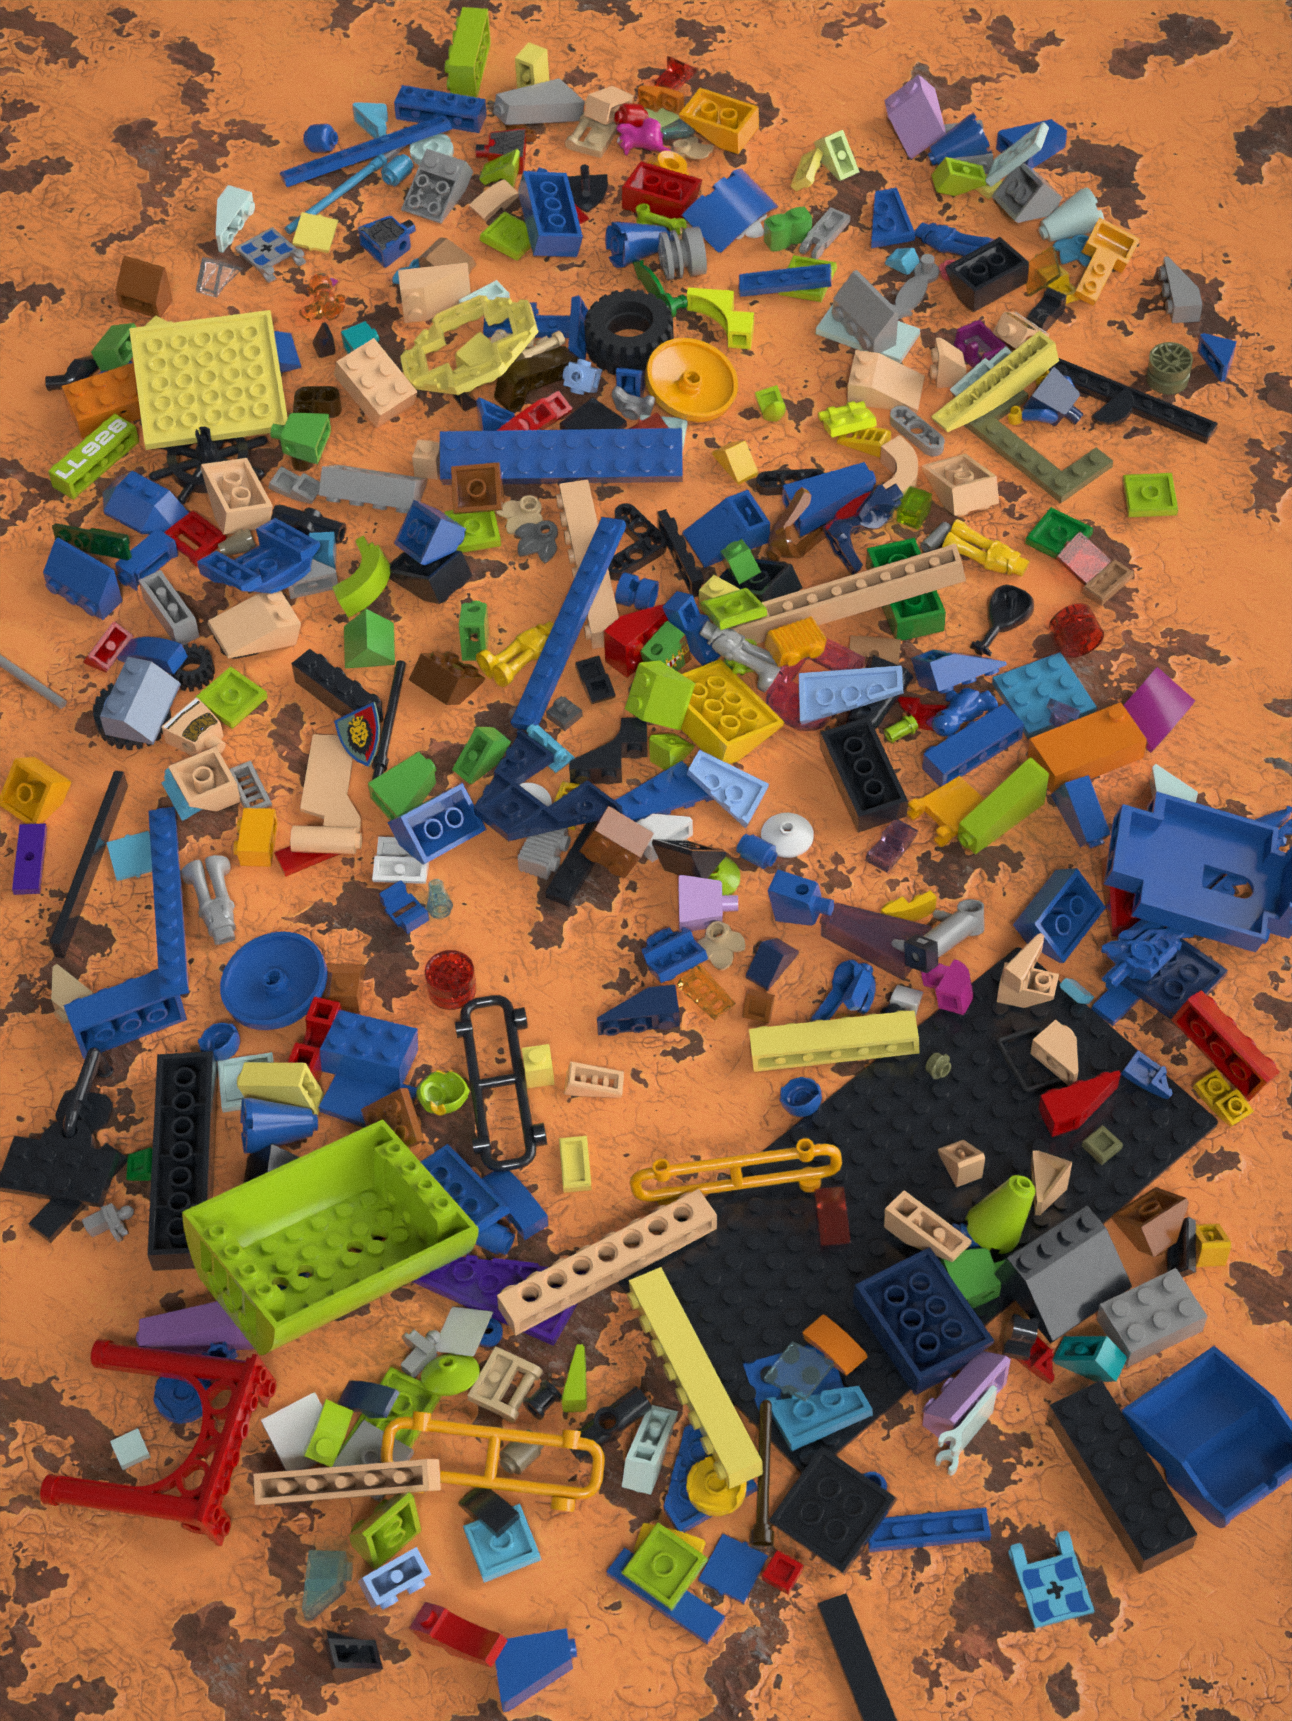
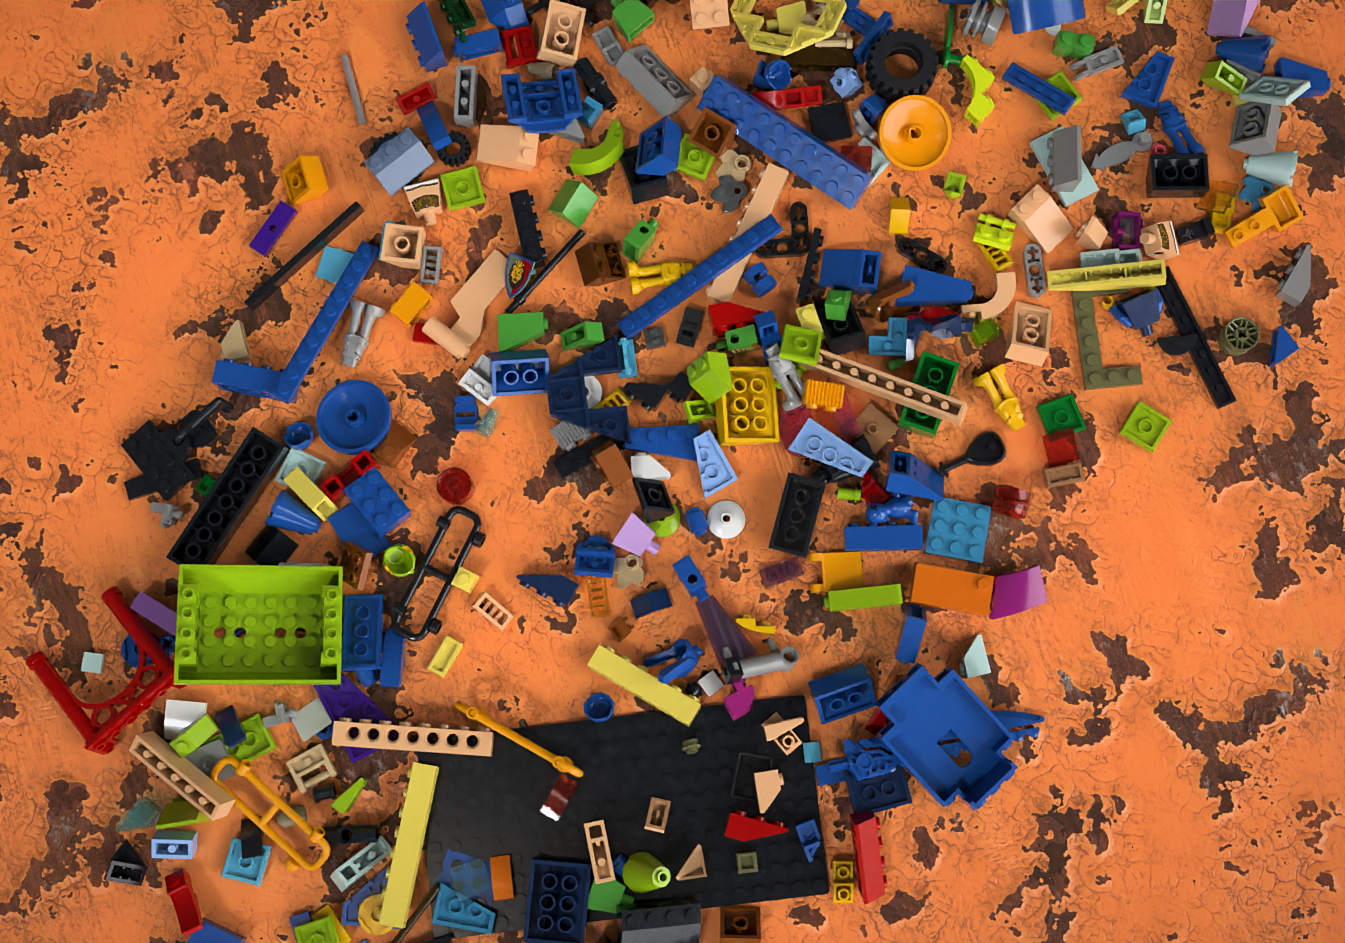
camera: 35 degrees right, 25 degrees up
(450, 1374) = (285, 749): lime dish -> none
(504, 401) = (777, 74): none -> blue hair
(827, 563) = (894, 343): none -> dark azure plate
(936, 538) = (982, 364): light grey axle -> none
(1061, 712) = (953, 556): clear purple tile -> none

